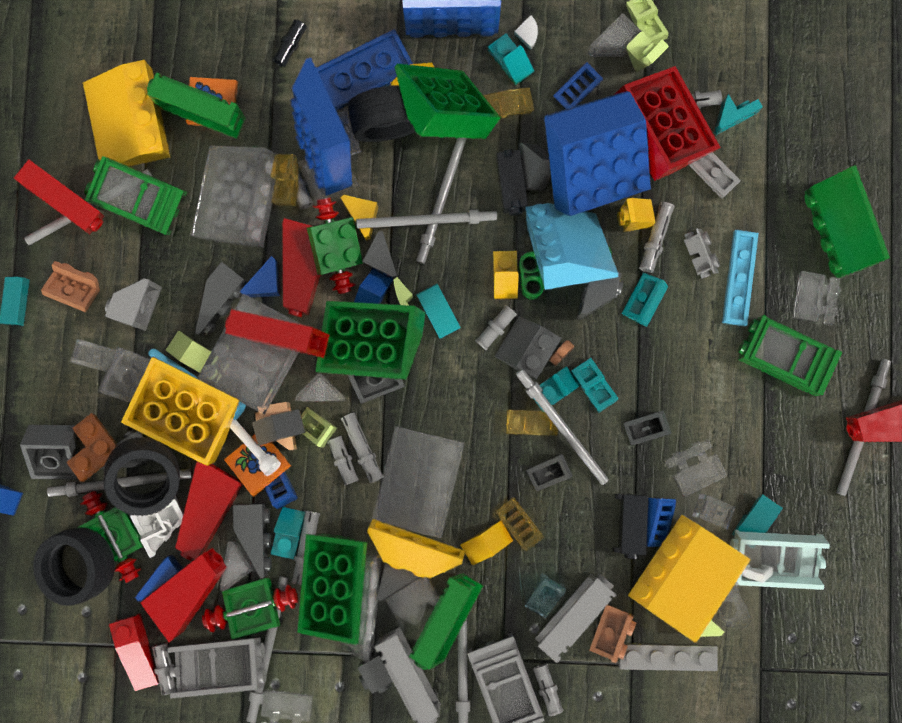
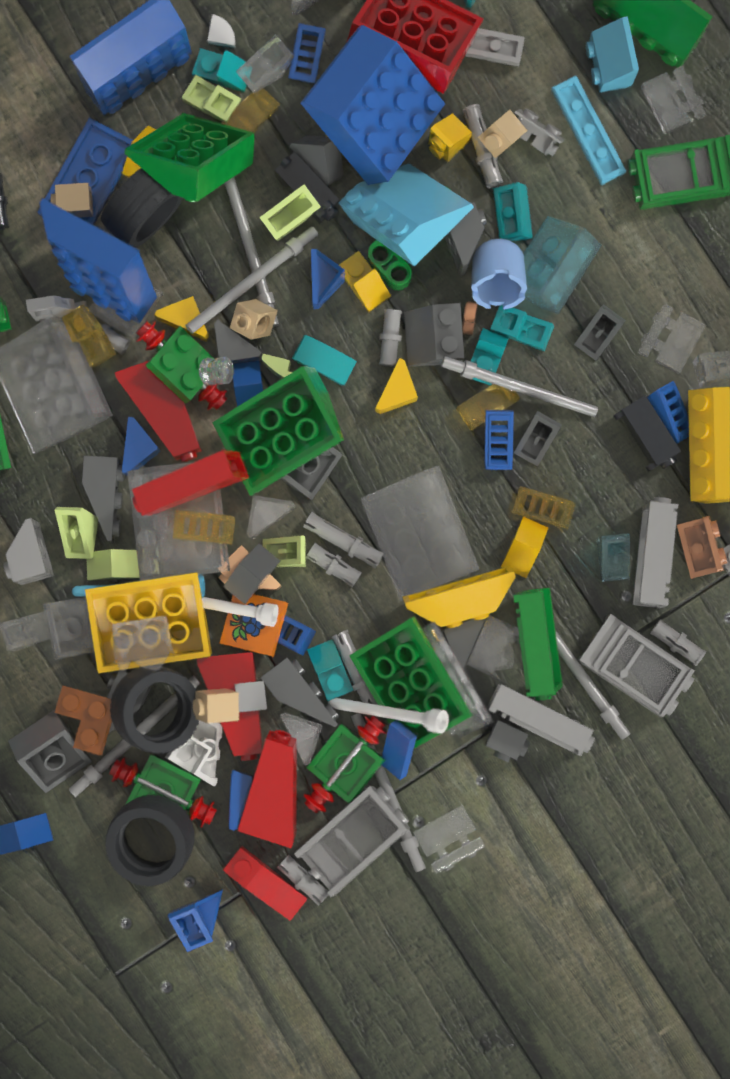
camera: 40 degrees left, 0 degrees up
(69, 643) = (196, 921): none -> blue slope
(164, 423) = (142, 641): none -> clear piece
(179, 312) = (77, 531): none -> yellowish green slope
(184, 505) = (216, 705): none -> tan brick
(215, 514) = (251, 696): none -> light grey slope
(273, 142) = (51, 306): none -> light grey wing
(280, 386) = (228, 527): none -> clear yellow slope
(293, 626) = (398, 749): none -> blue tile
(328, 627) = (433, 720): none -> white piece
(340, 78) = (74, 199): none -> tan brick
(354, 266) = (216, 370): none -> clear wheel
(407, 248) = (253, 319): none -> tan brick
(474, 369) = (398, 390): none -> yellow slope
(478, 254) = (326, 277): none -> blue slope
(485, 190) = (290, 213): none -> yellowish green slope
(487, 73) = (211, 99): none -> yellowish green slope
(514, 468) = (498, 463): none -> blue slope
(543, 75) = (266, 64): none -> clear slope
(603, 336) = (498, 274): none -> light blue cylinder
(648, 356) = (557, 262): none -> clear light blue slope
(676, 238) = (502, 133): none -> tan brick
(795, 237) = (613, 56): none -> medium azure slope

